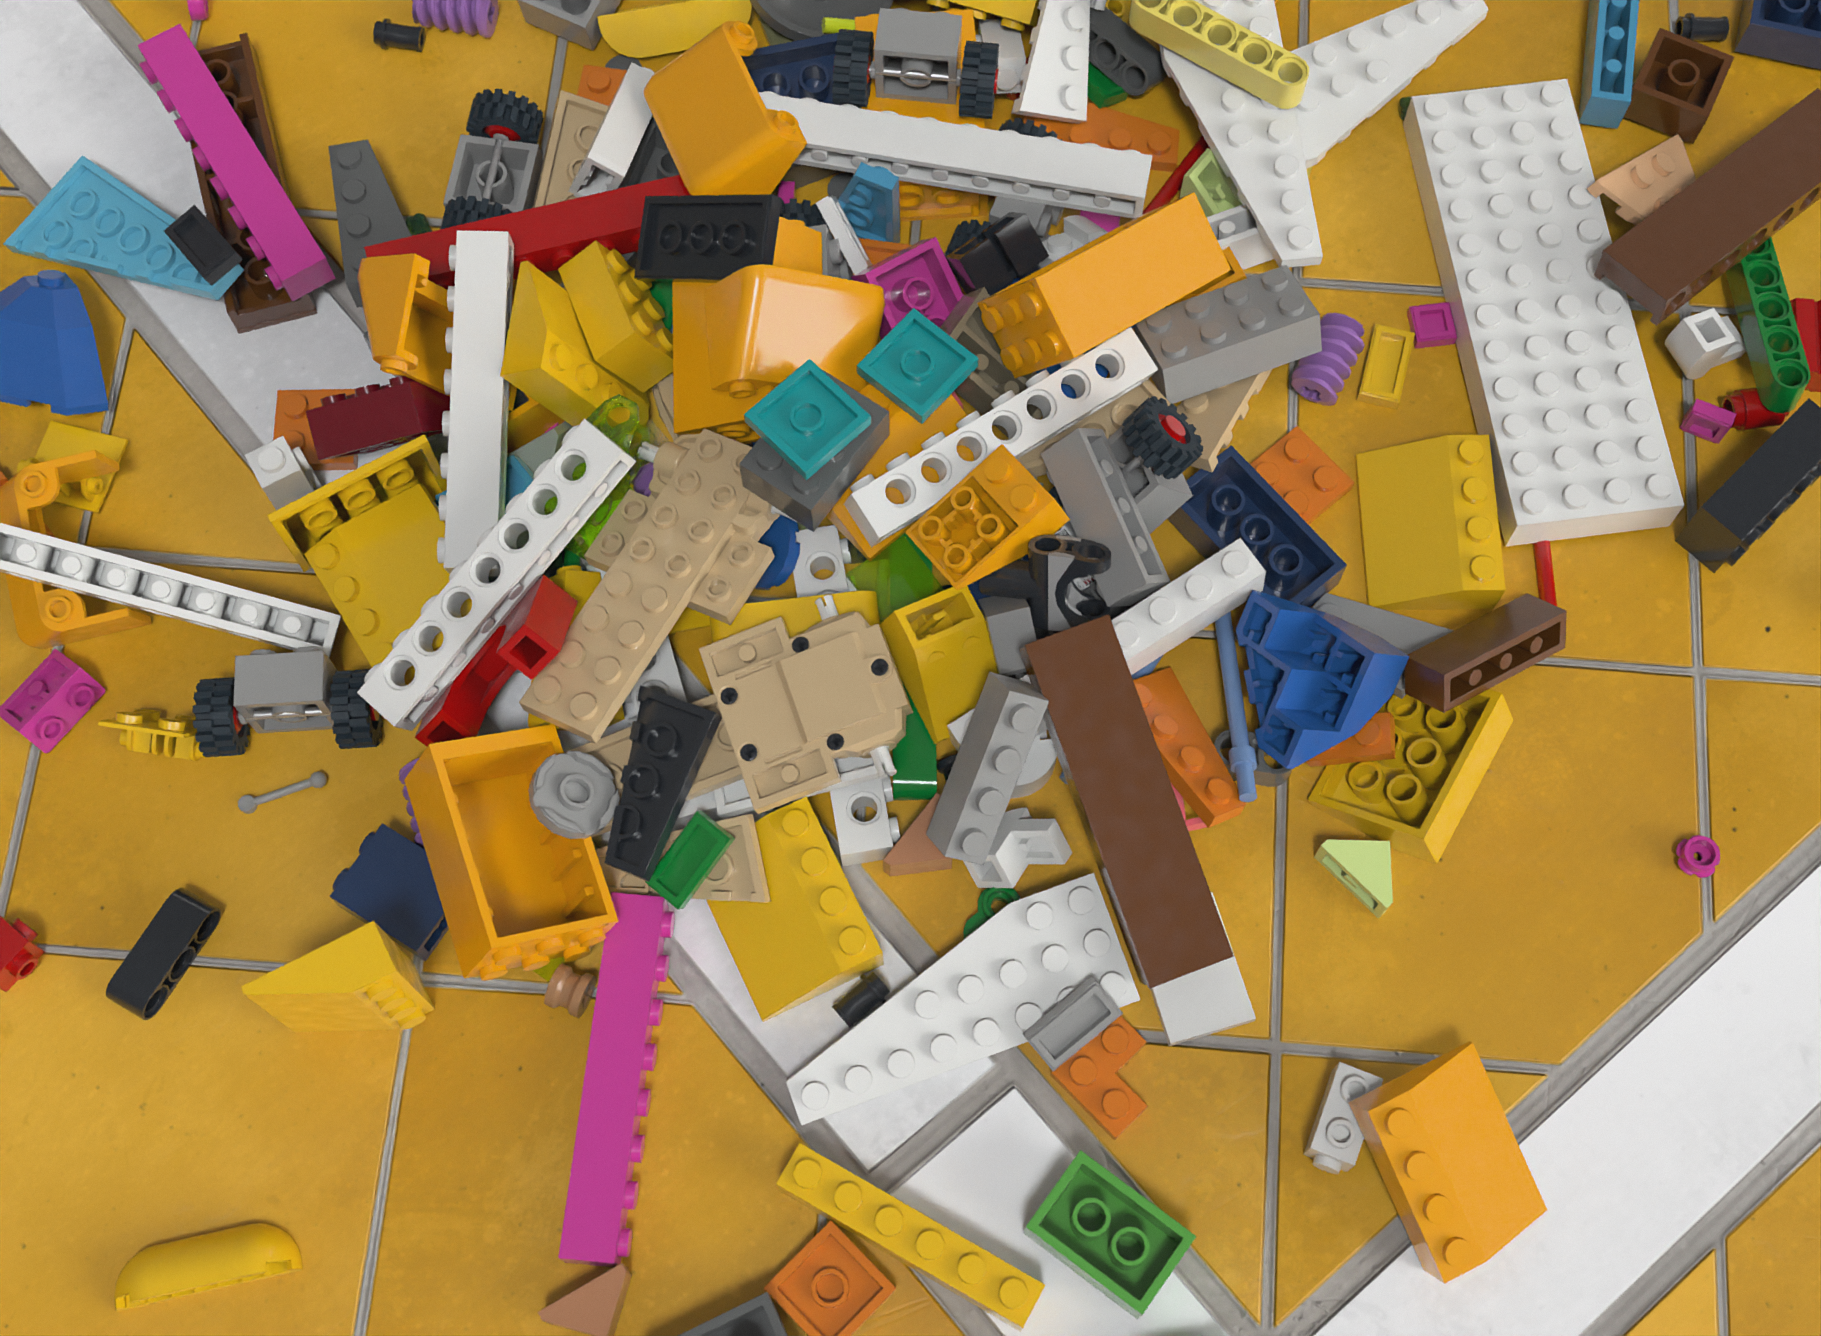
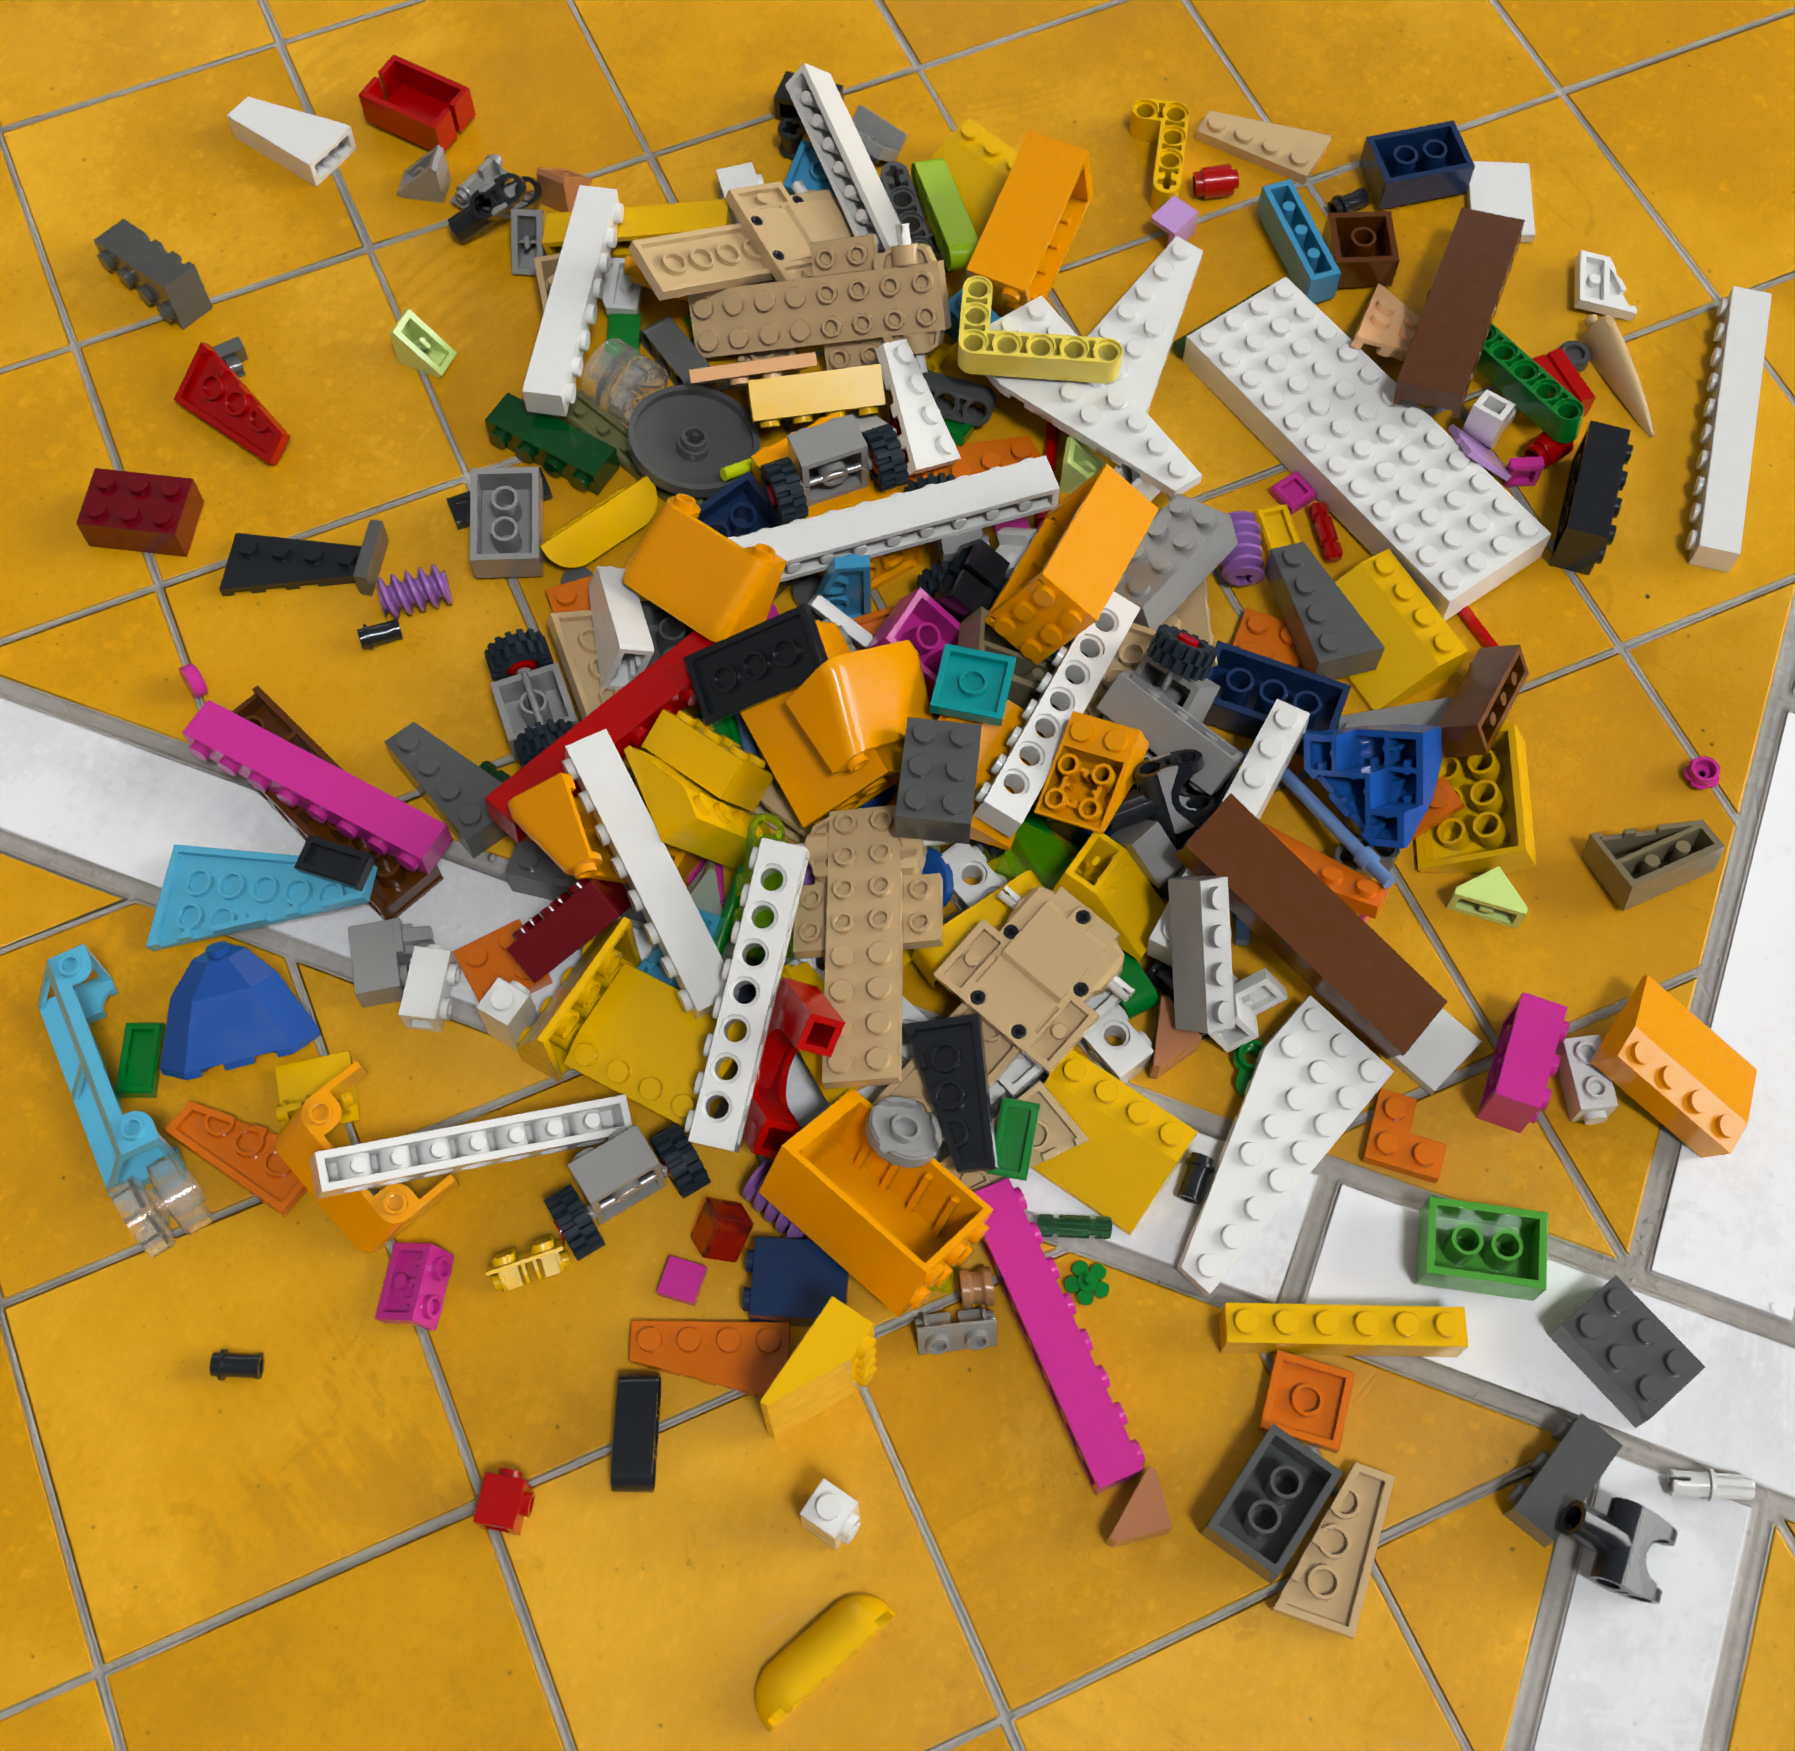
camera: 30 degrees left, 5 degrees down
(205, 362) = (382, 958): none -> light grey hinge
(232, 415) = (428, 988): none -> white brick
(249, 804) = (628, 1282): light grey hinge -> none
(274, 907) = (716, 1353): none -> orange wing
(285, 1136) = (831, 1515): none -> white brick
(298, 829) = (682, 1280): none -> dark pink tile
(362, 799) = (721, 1230): none -> clear red panel
(506, 1017) = (974, 1331): none -> light grey hinge
(688, 1046) = (1087, 1282): none -> green plant
(708, 982) = (1074, 1226): none -> clear green axle
(807, 419) = (932, 756): teal plate -> none
(1072, 1023) = (1360, 1112): light grey tile -> none
(1279, 1065) = (1523, 1063): none -> dark pink brick
(1362, 481) = (1319, 617): none -> dark grey wedge
(1440, 384) = (1325, 532): none -> red axle
(1572, 924) = (1651, 861): none -> dark tan wedge
(1665, 376) = (1479, 452): none -> lavender piece

